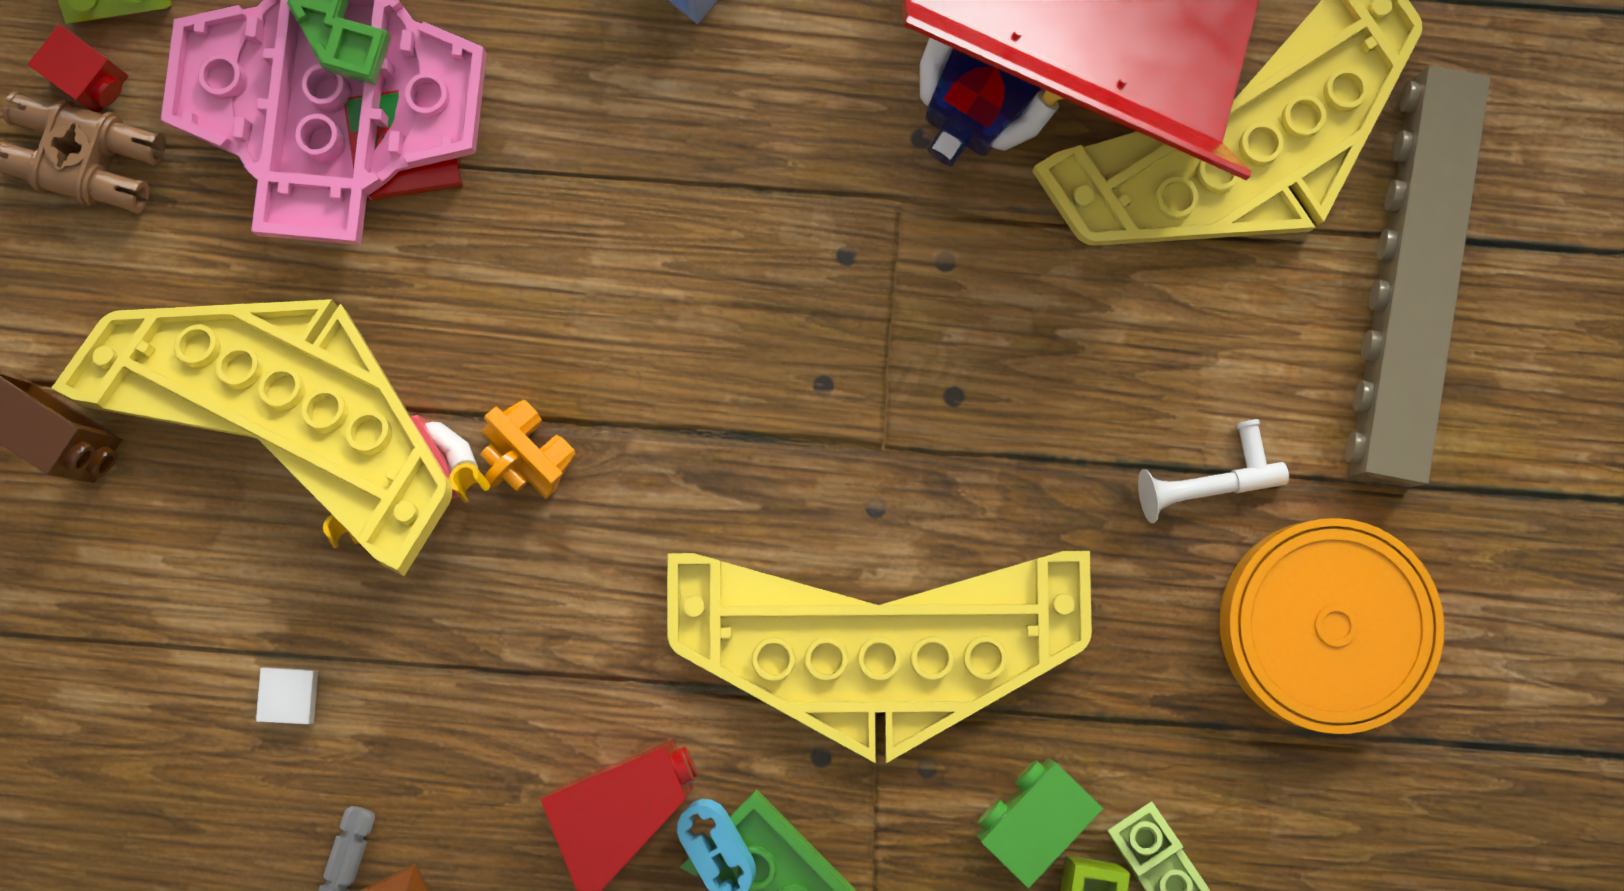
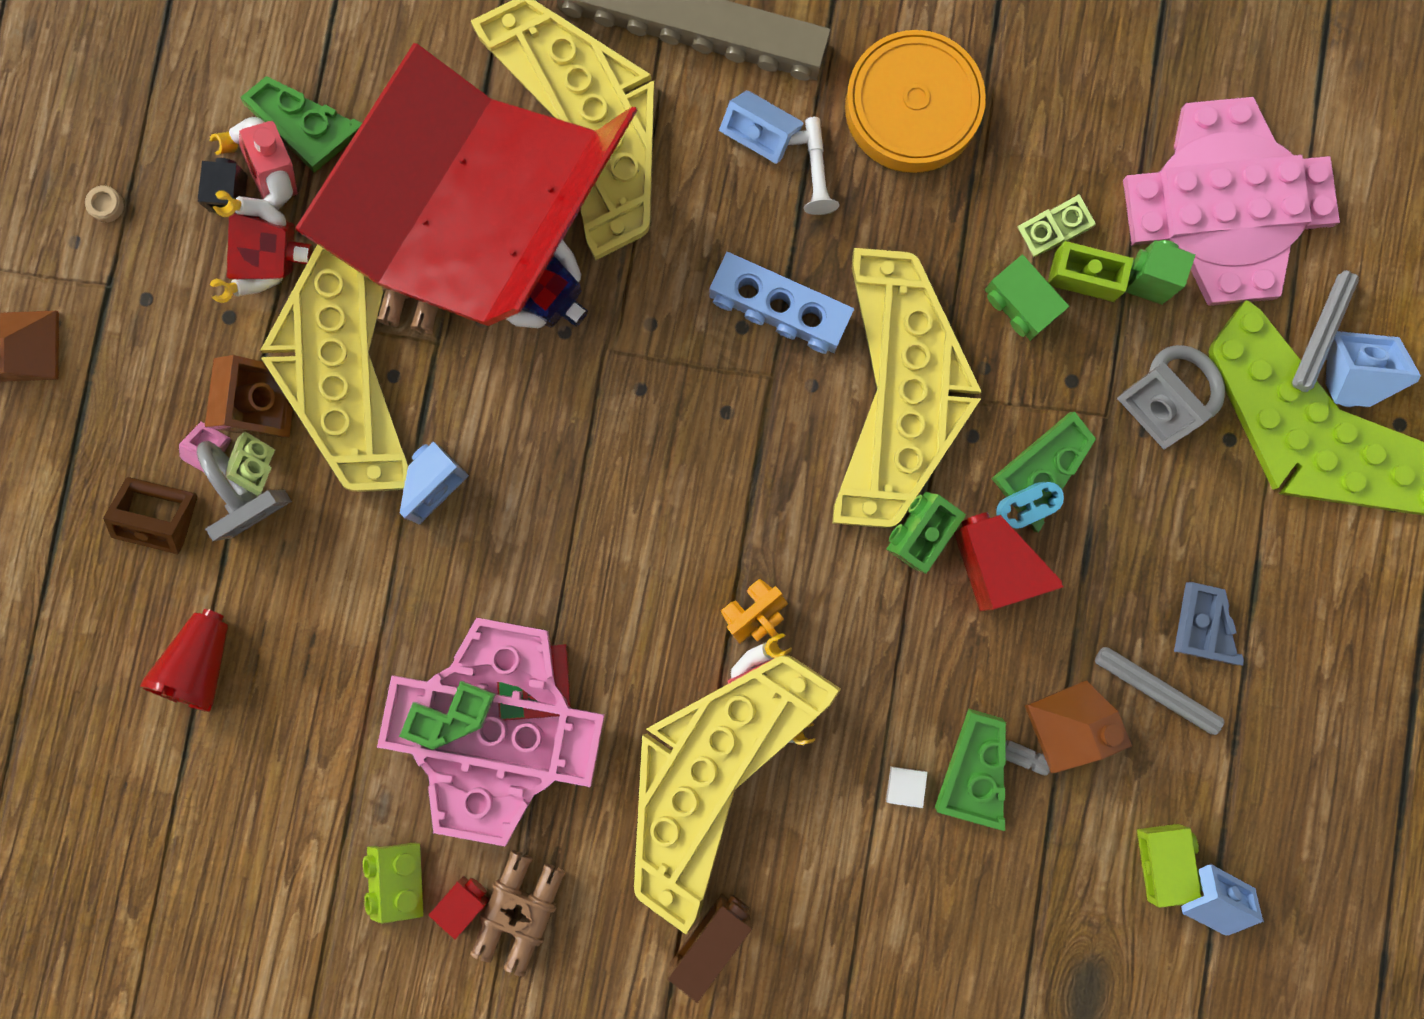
camera: 85 degrees left, 0 degrees up
(309, 796) = (975, 774): none -> bright green wing
(661, 691) = (925, 531): none -> bright green brick
(1031, 375) = (738, 272): none -> light blue brick
(1265, 393) = (759, 125): none -> light blue panel

